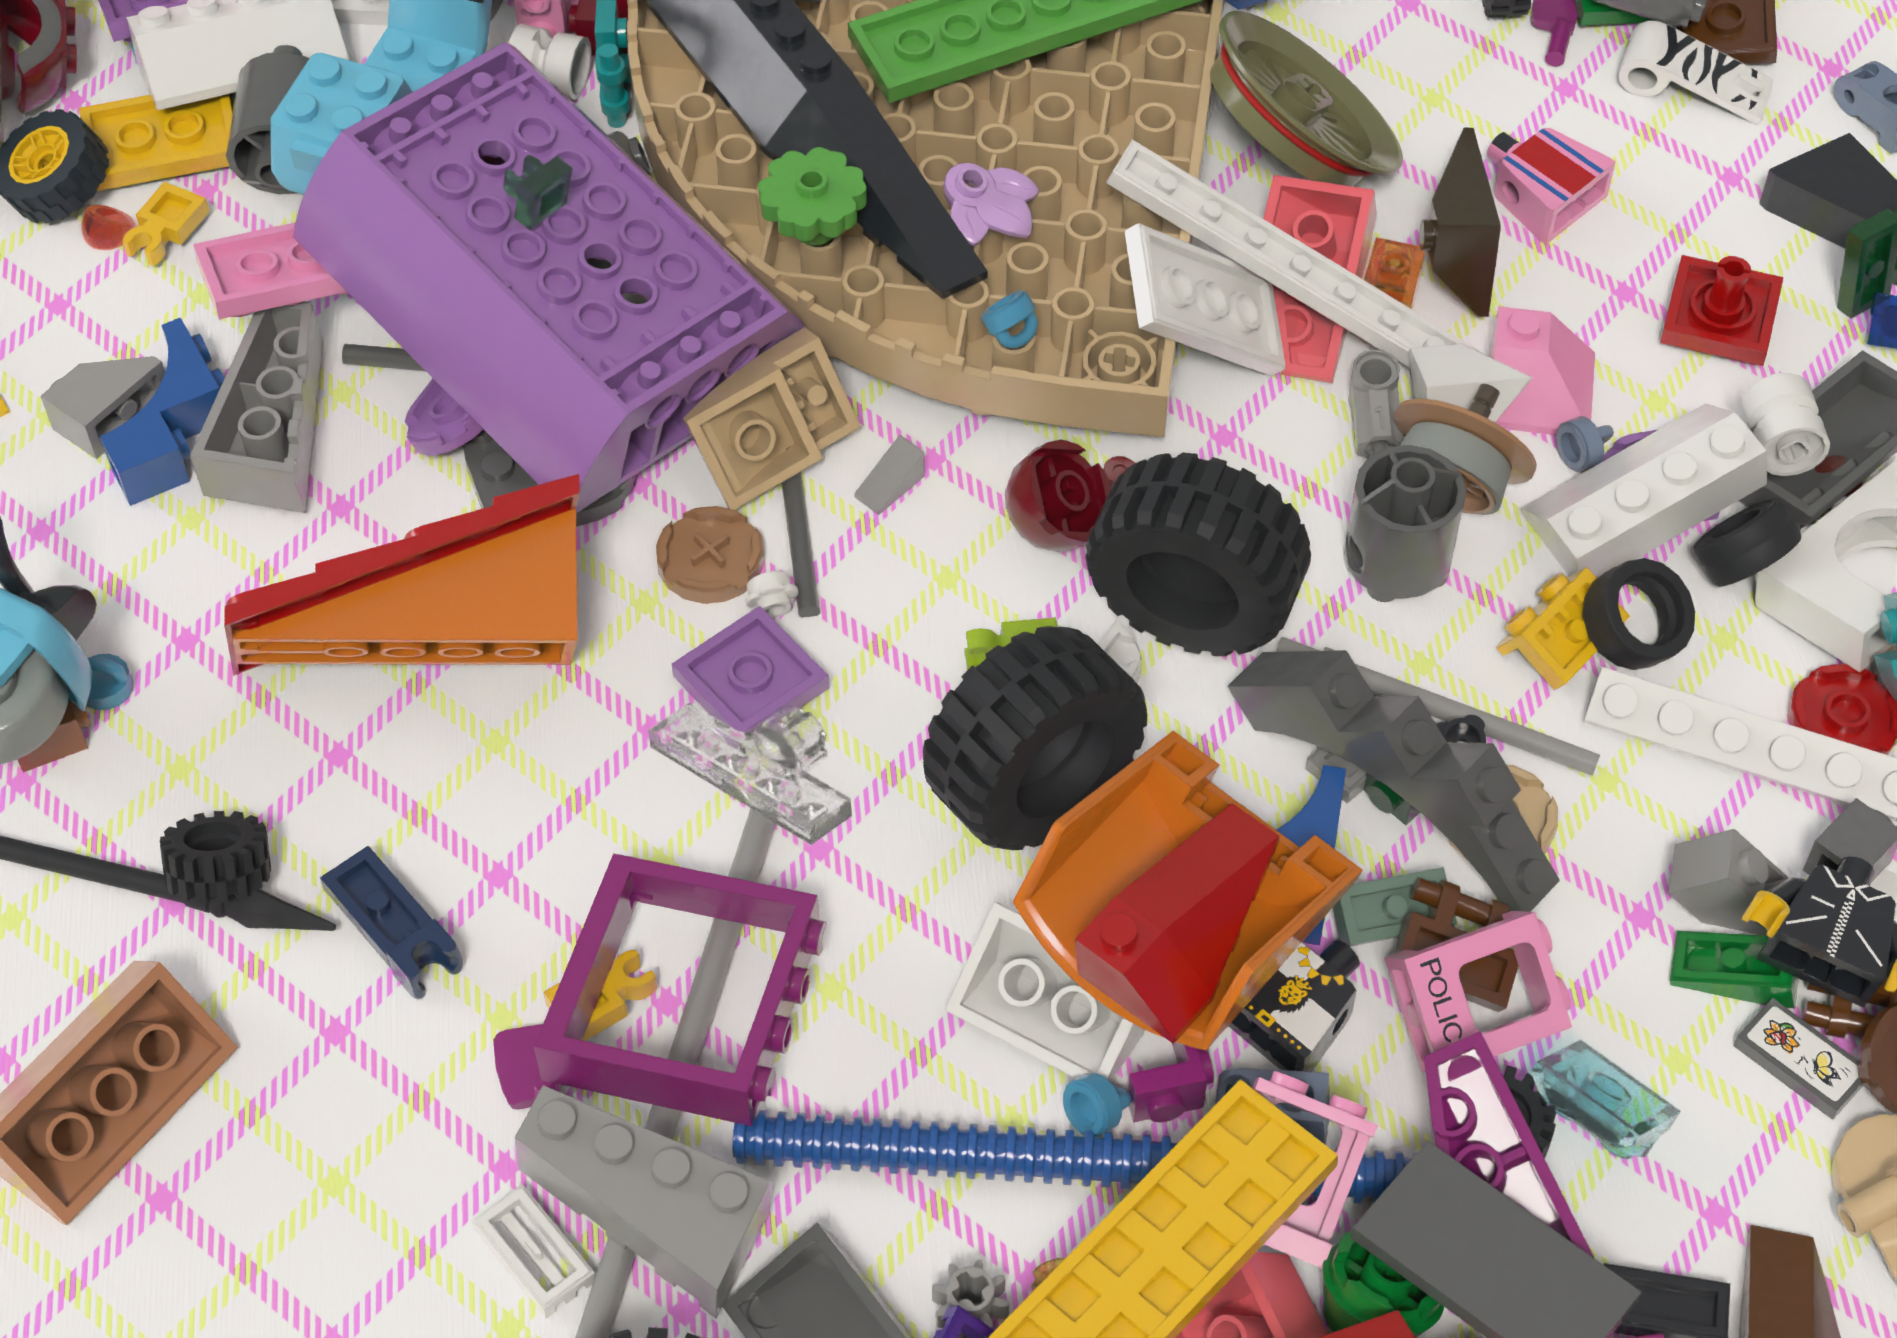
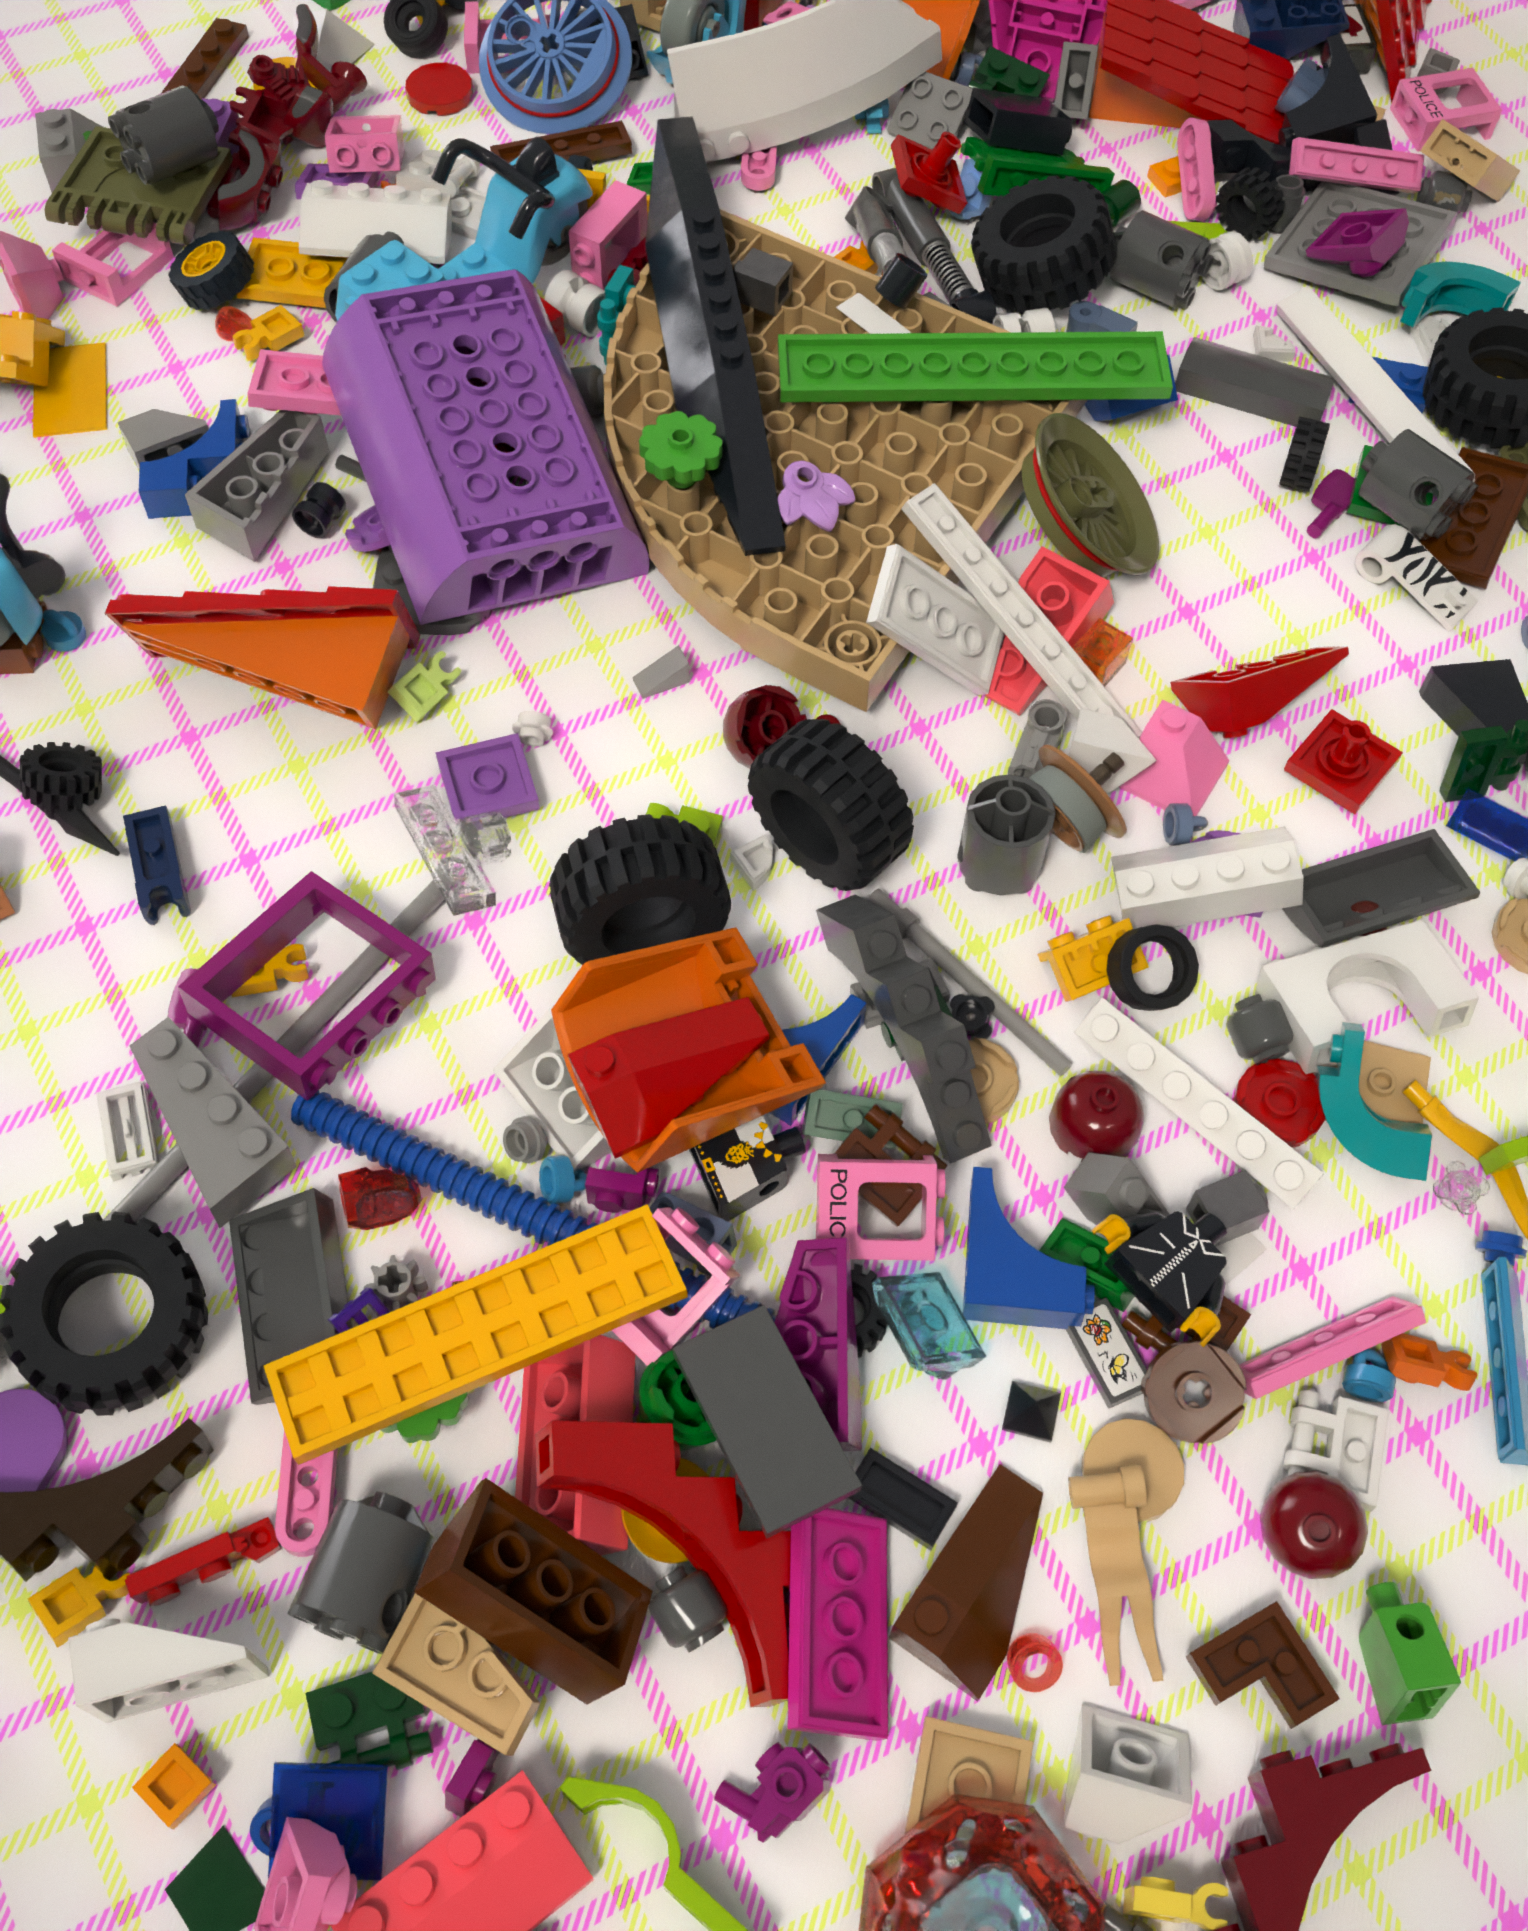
camera: 20 degrees right, 5 degrees up
(357, 412) = (319, 510): none -> black wheel
(541, 191) = (478, 381): tile -> none
(608, 593) = (423, 687): none -> yellowish green plate
(709, 555) = (508, 685): medium nougat tile -> none
(763, 409) = (589, 602): tan slope -> none
(800, 546) = (580, 688): dark grey bar -> none
(888, 1209) = (377, 1197): none -> clear red rock
(1006, 314) = (778, 580): dark azure tile -> none
(1017, 1081) = (524, 1140): none -> light grey plate
(1464, 227) = (1164, 628): dark brown wedge -> none
(1549, 180) = (1259, 619): bright pink torso -> none
(1585, 263) = (1255, 691): none -> red wedge
(1655, 1014) = (1010, 1278): none -> blue arch
(1658, 802) = (1097, 1115): none -> dark red cylinder
(1747, 542) = (1264, 943): black tyre -> none
(1753, 1155) = (1031, 1411): none -> black slope
(1786, 423) = (1335, 863): white wheel -> none
(1787, 640) = (1260, 1029): none -> dark grey head

